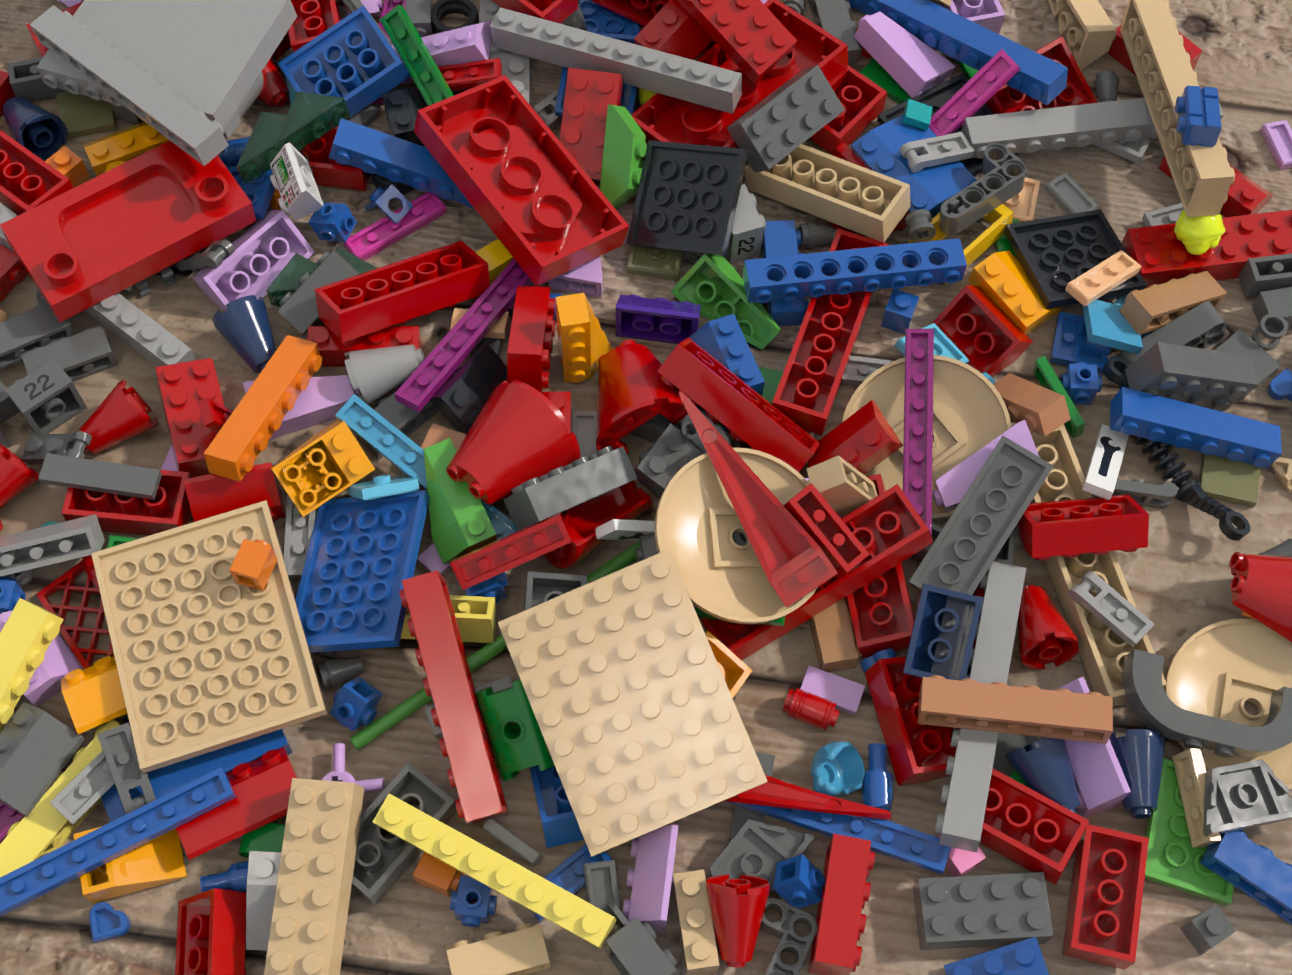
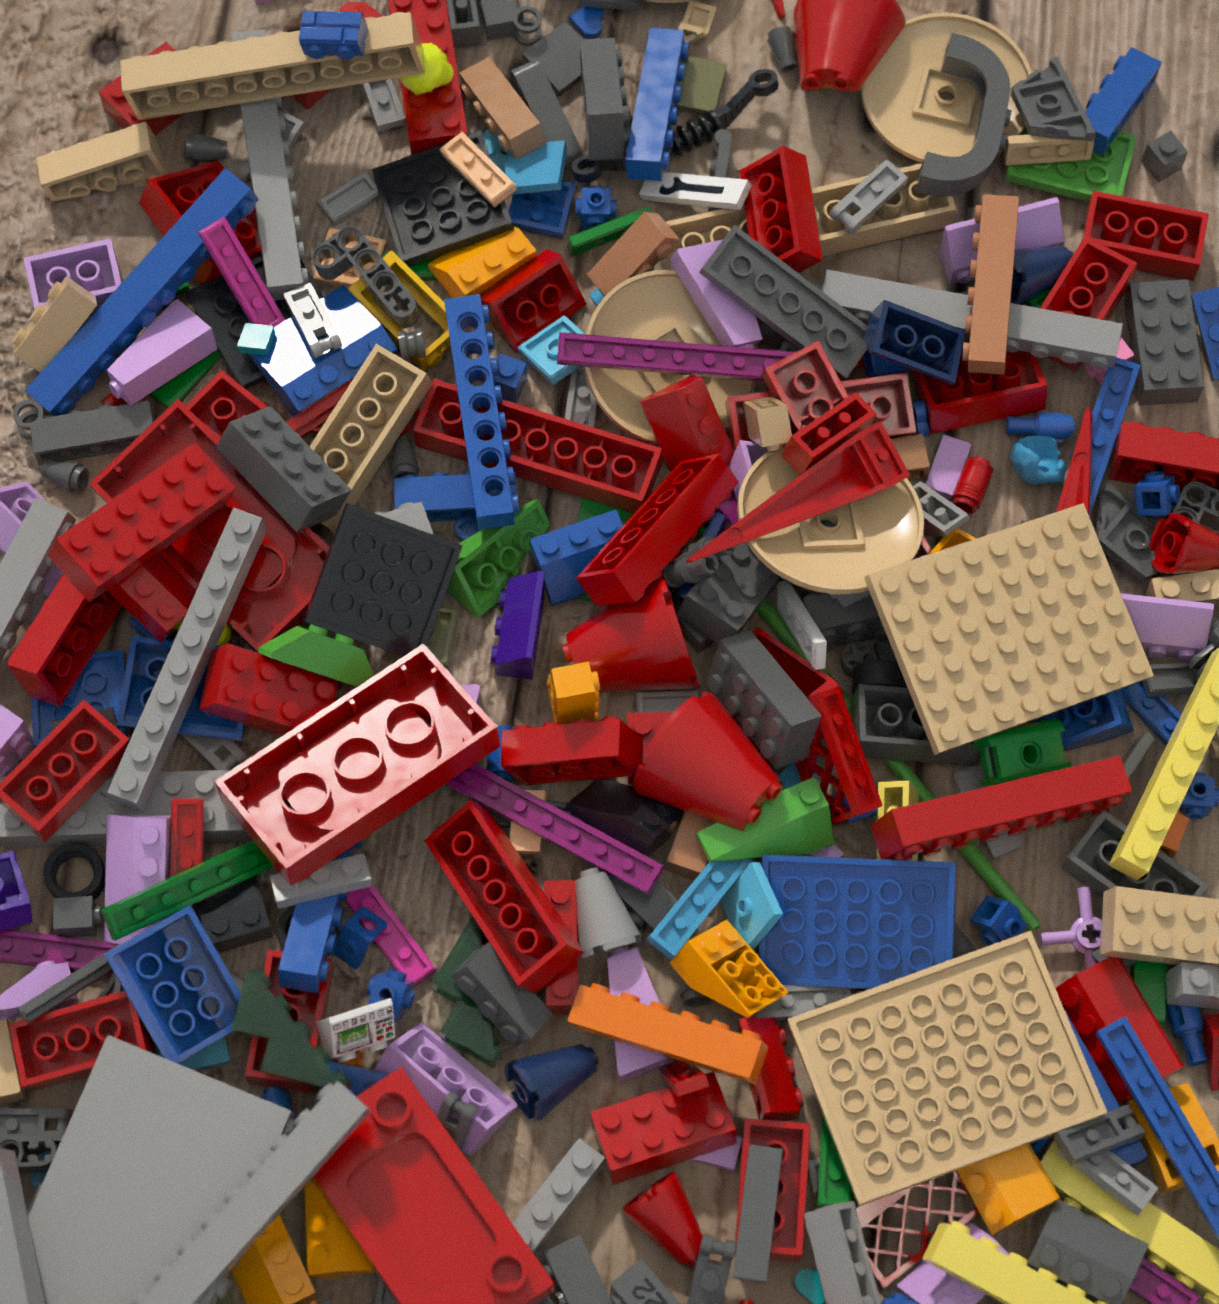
camera: 90 degrees left, 5 degrees up
(253, 564) = (874, 1014): orange brick -> none
(423, 165) = (331, 879): none -> light grey plate
(497, 258) = (439, 806): yellow brick -> none
(771, 656) = (939, 514): none -> light grey slope
(1043, 631) = (881, 260): red cone -> none
(1141, 761) = (1026, 186): dark blue cone -> none

